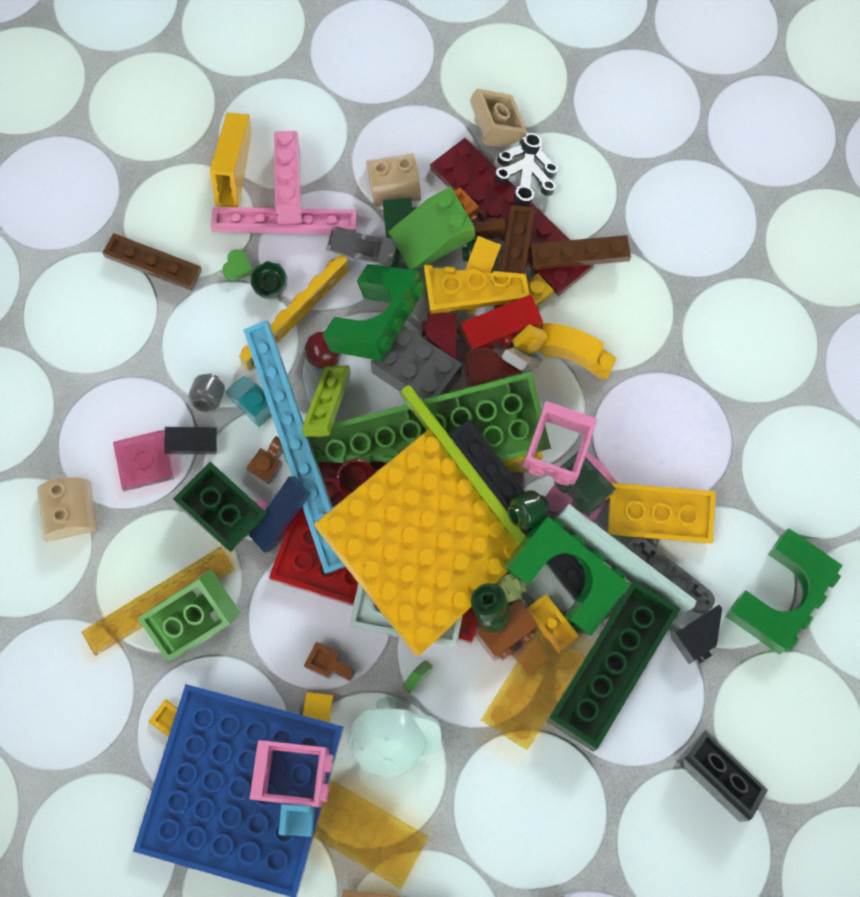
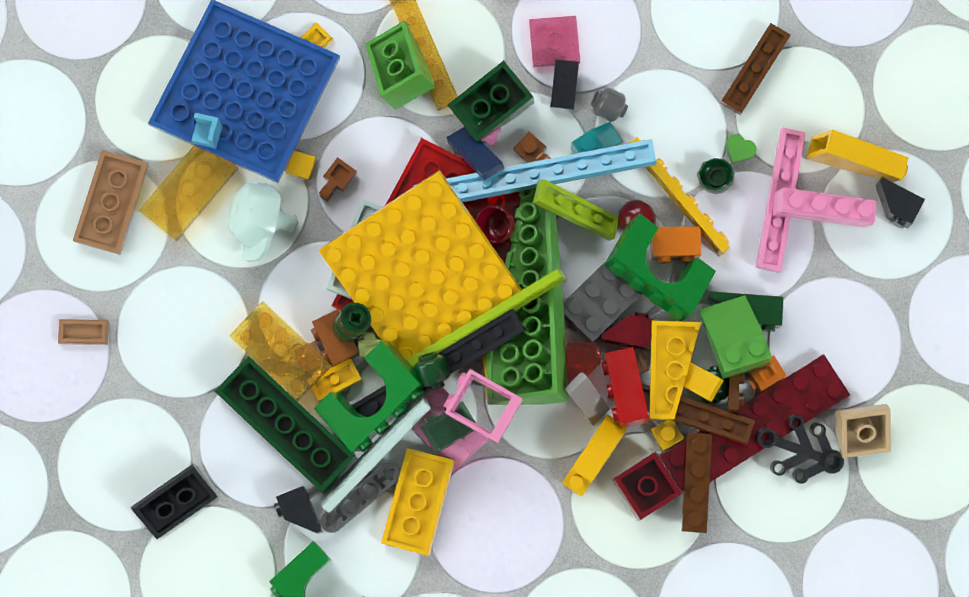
camera: 100 degrees right, 10 degrees up
(263, 766) = (251, 108): bright pink window -> none
(273, 116) = (898, 203): none -> black slope
(344, 300) = (676, 243): none -> orange brick
(361, 246) = (734, 268): dark grey arch -> none
(393, 178) = (812, 314): tan brick -> none
(417, 676) = (311, 254): bright green tile -> none
(530, 339) = (606, 411): yellow plate -> none
(594, 296) = (646, 486): none -> dark red brick

